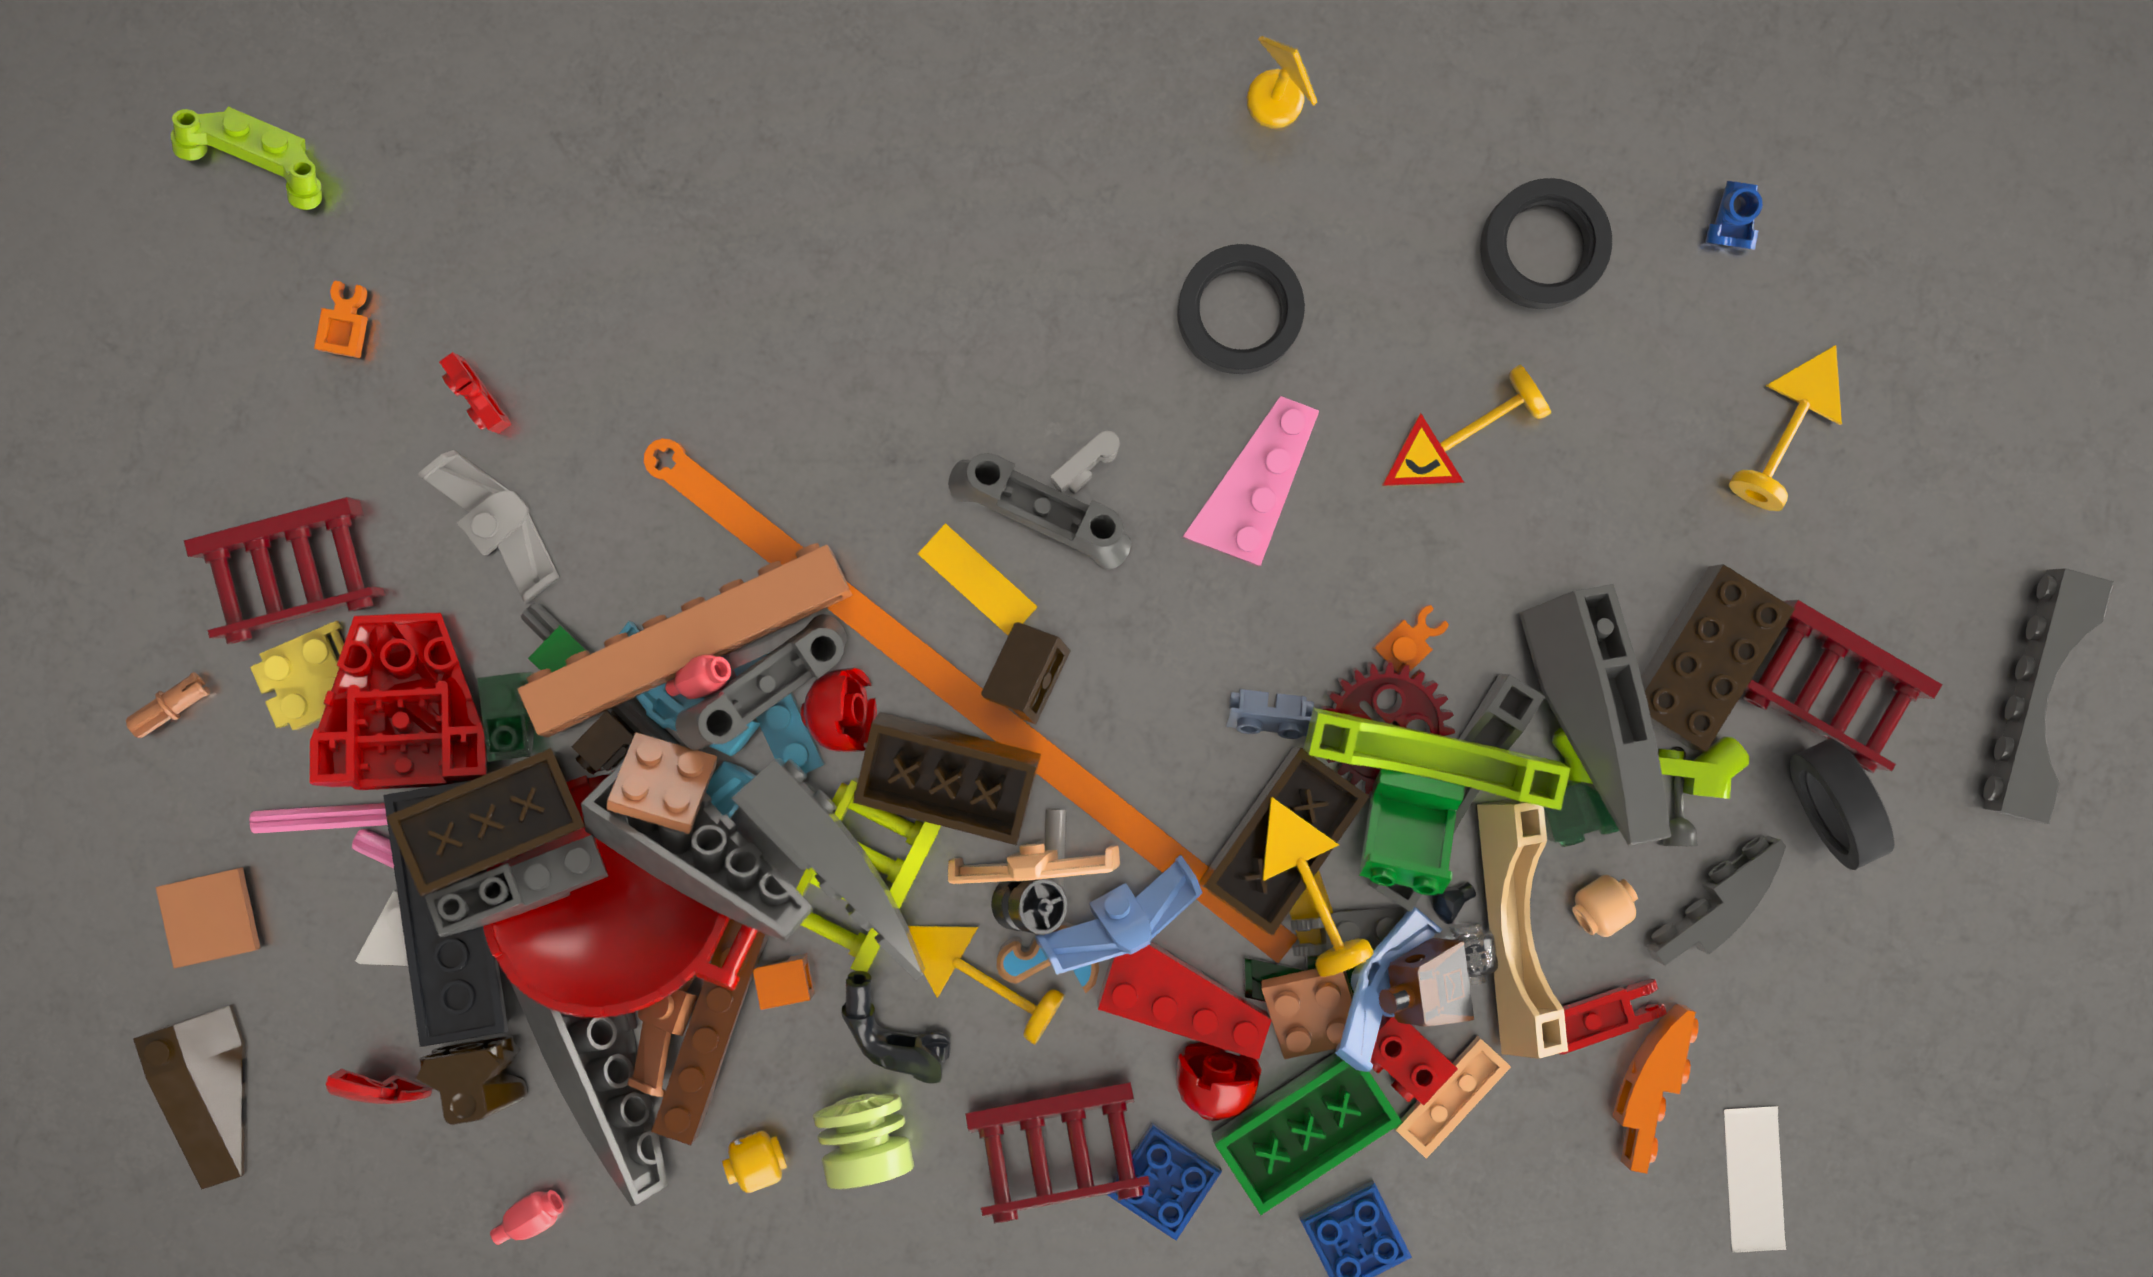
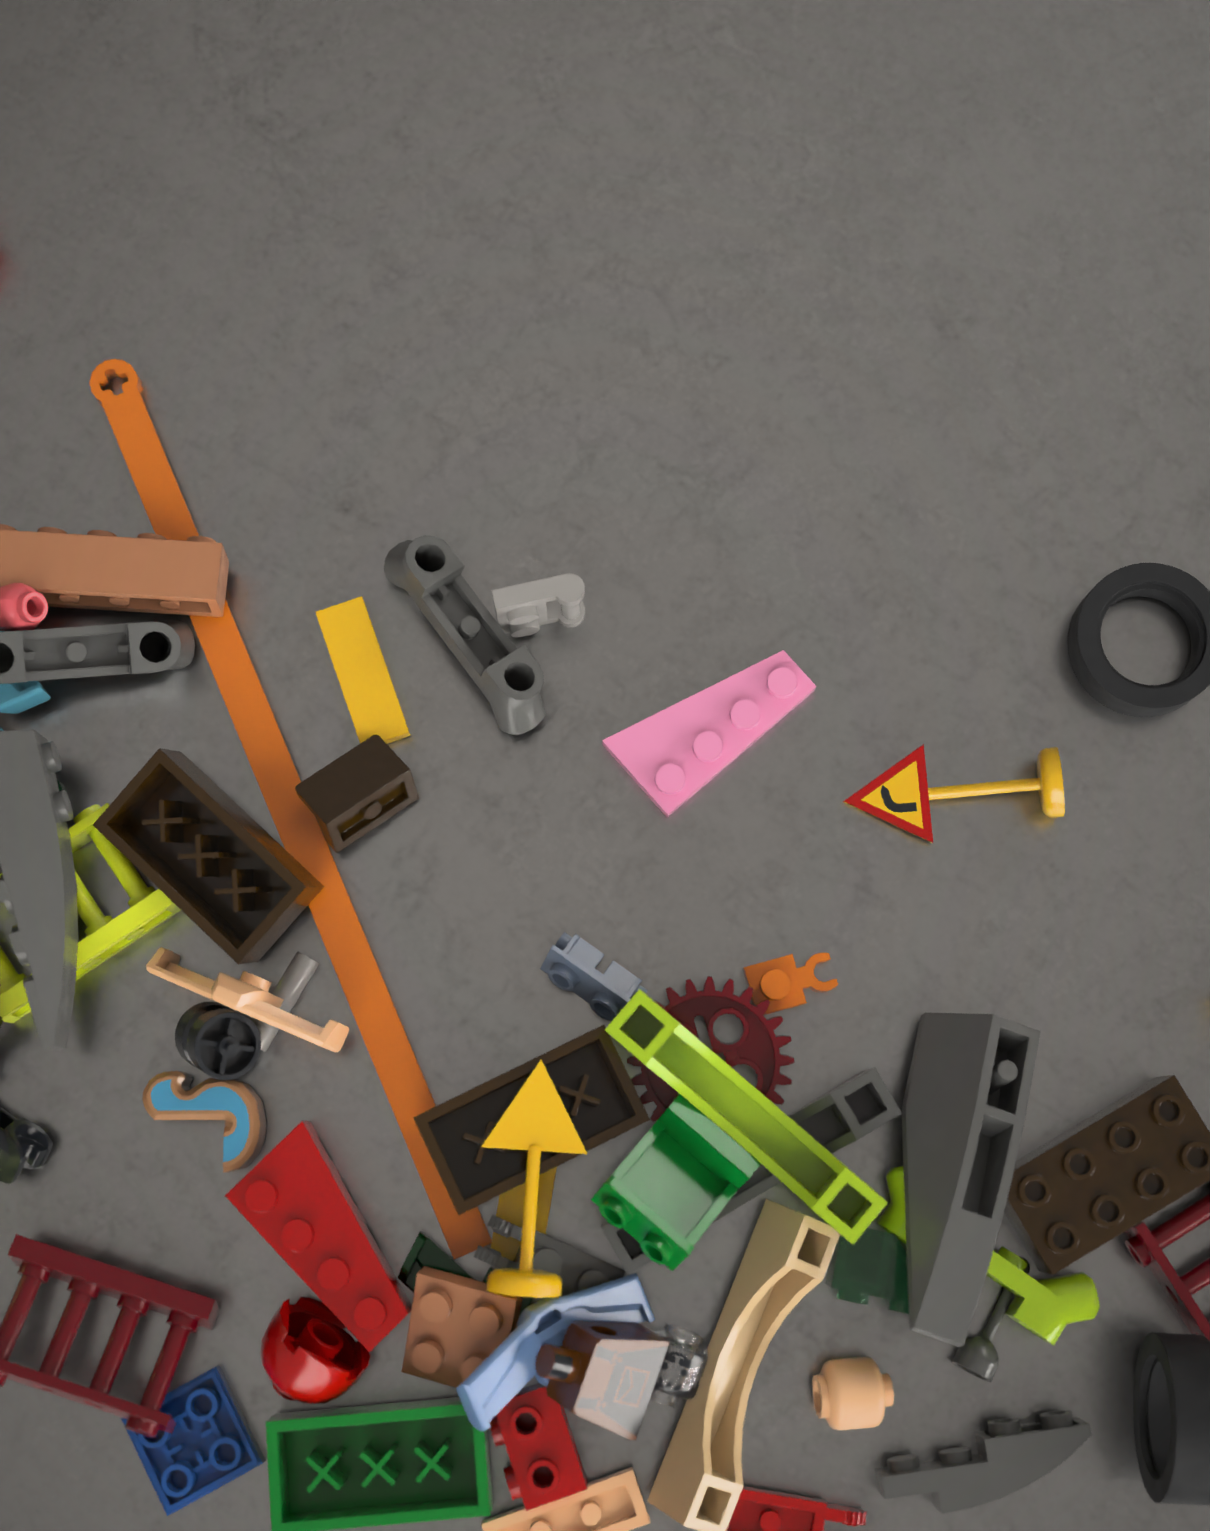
camera: 30 degrees right, 10 degrees down
(786, 732) = (76, 724): medium azure plate -> none
(839, 710) = (138, 721): red cylinder -> none
(942, 953) = (95, 1046): yellow piece -> none
(1122, 920) = (306, 1111): medium blue plate -> none
(1251, 259) = (799, 483): black tyre -> none
(1278, 94) = (938, 351): yellow piece -> none
(1451, 901) = (680, 1292): black rock -> none

